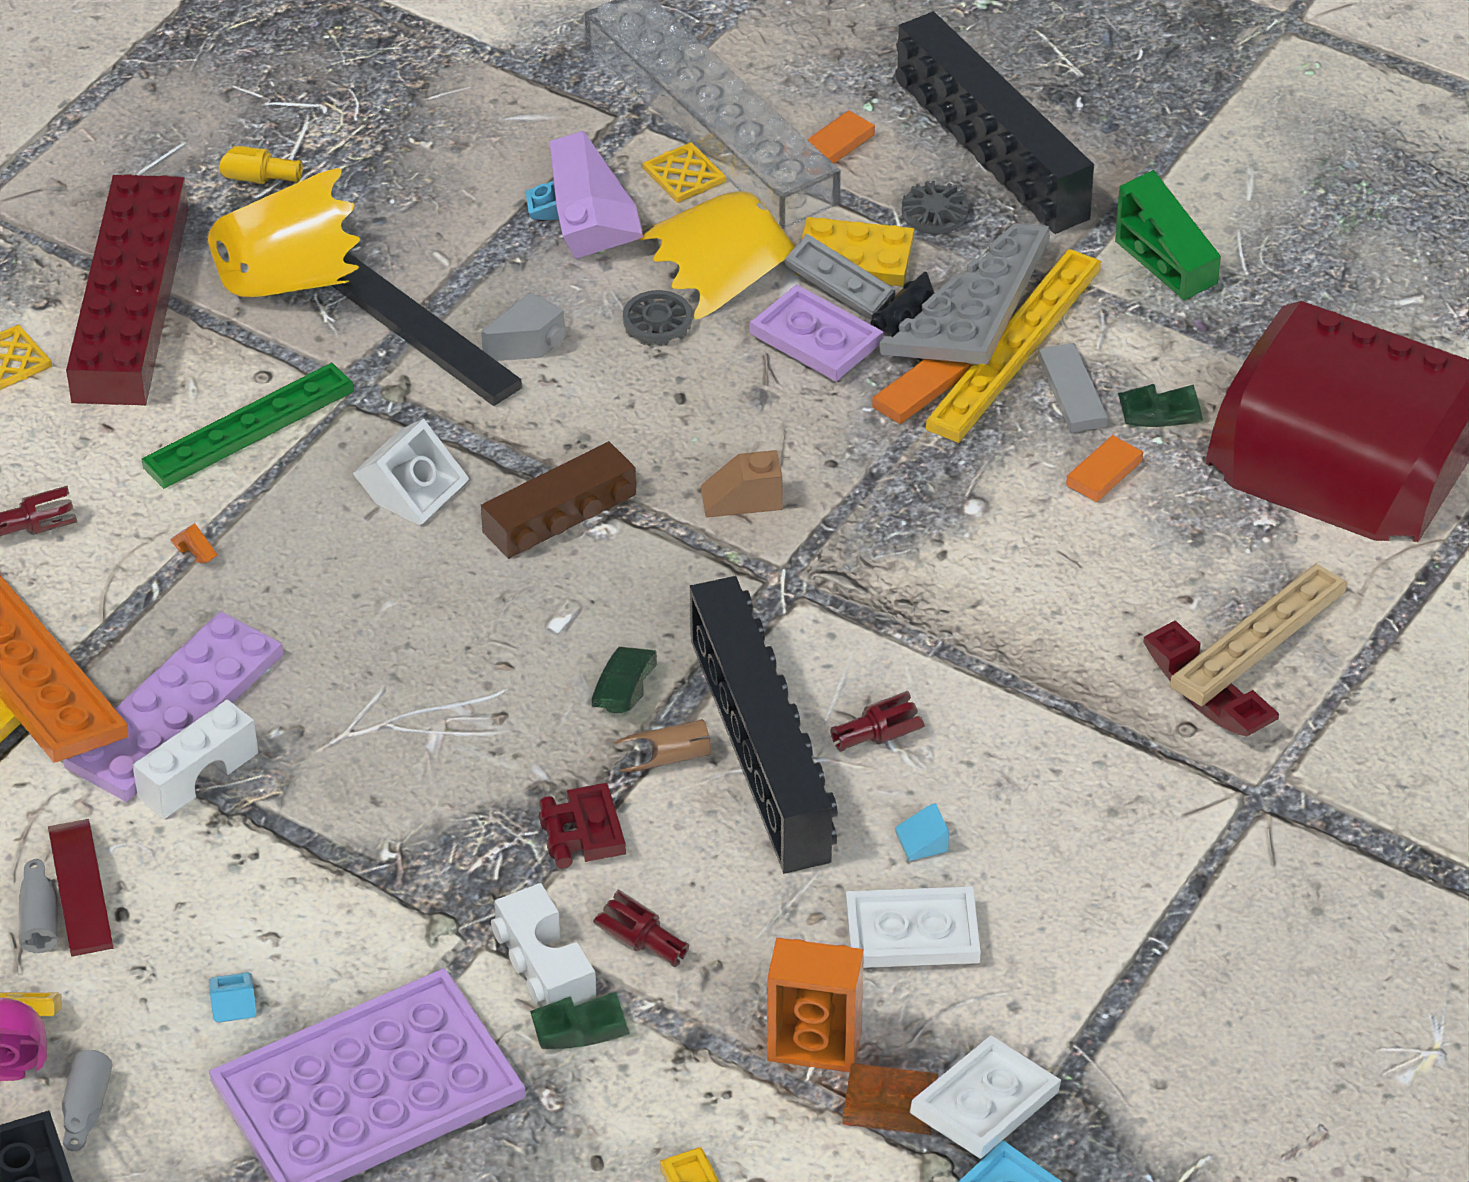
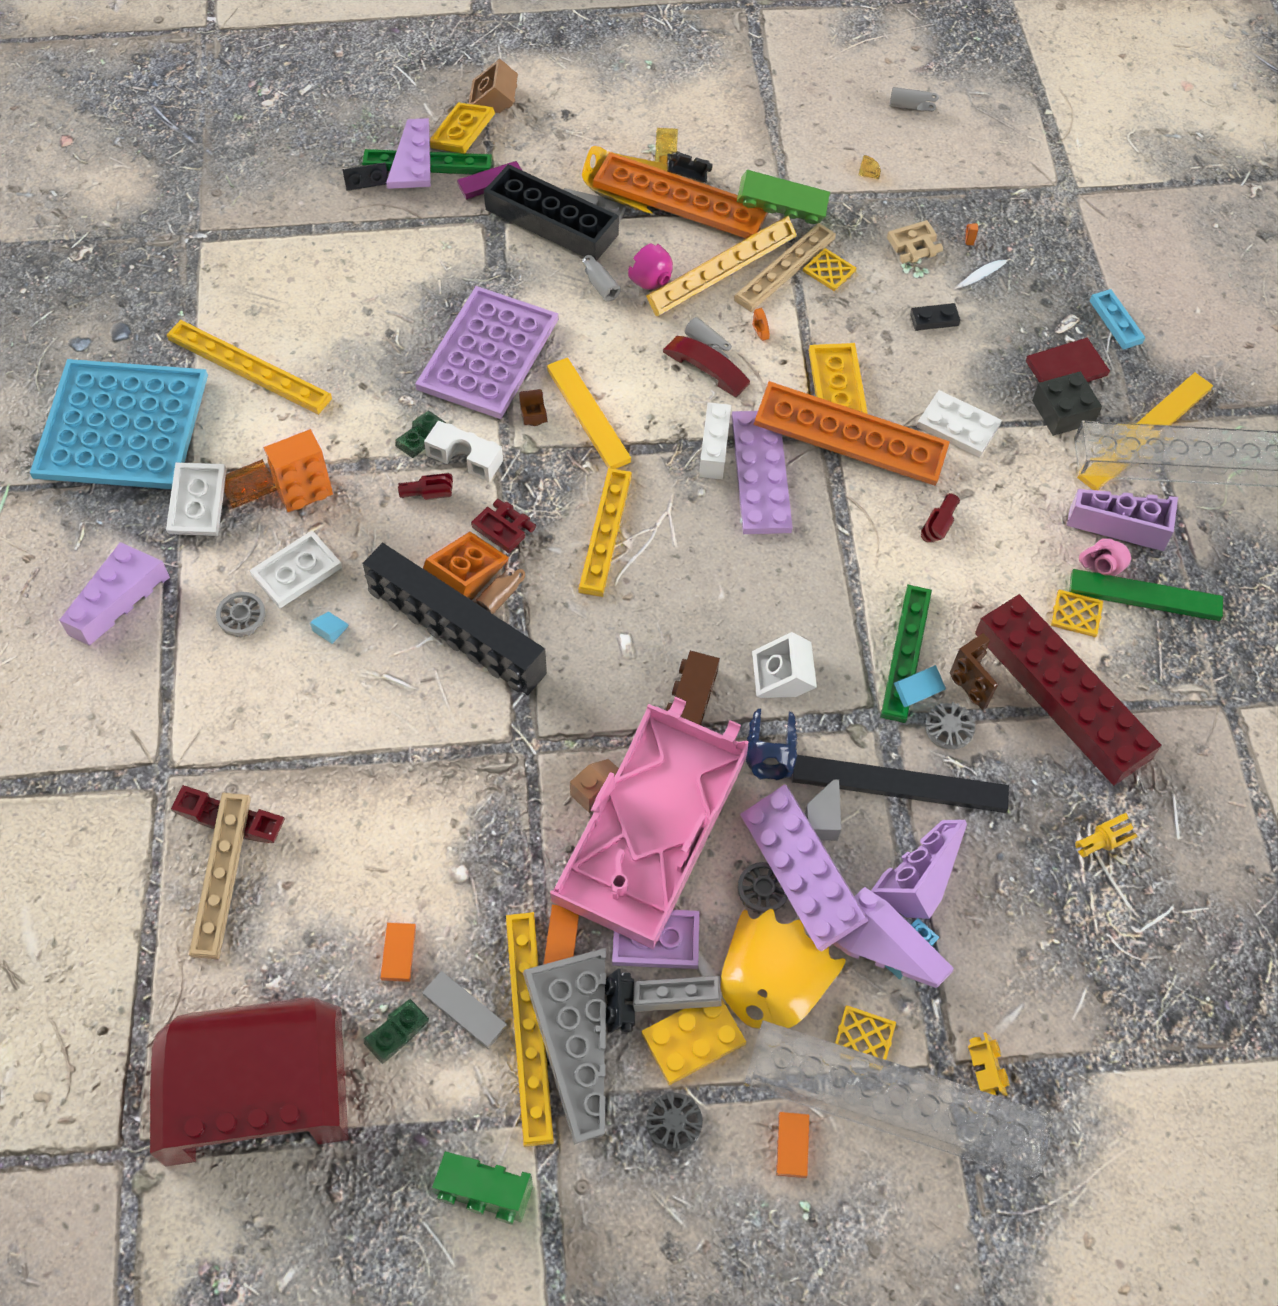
camera: 140 degrees right, 15 degrees up
(195, 542) = (847, 555): orange tile -> none
(206, 347) = (971, 675): none -> reddish brown bracket
(232, 997) = (588, 359): medium azure slope -> none
(274, 372) = (919, 686): none -> medium azure slope
(286, 240) = (1002, 771): yellow piece -> none
(290, 337) = (950, 725): none -> light grey wheel
(315, 916) = (589, 414): none -> yellow tile
(393, 949) = (532, 407): none -> reddish brown bracket
(452, 751) = (605, 532): none -> yellow tile
(479, 238) = (922, 877): none -> lavender wedge
(521, 394) = (760, 750): none -> dark blue piece
(585, 96) = (986, 1054): none -> yellow hinge
(604, 287) = (804, 868): none -> lavender plate
(623, 678) = (554, 615): clear green slope -> none
(688, 794) = (466, 564): none -> orange slope
(729, 388) = (651, 824): none -> bright pink piece
(879, 723) = (398, 673): dark red arm -> none
(995, 122) = (690, 1219): black brick -> none
(1030, 919) = (240, 614): none -> light grey wheel
(1192, 1029) = (112, 592): none -> lavender wedge

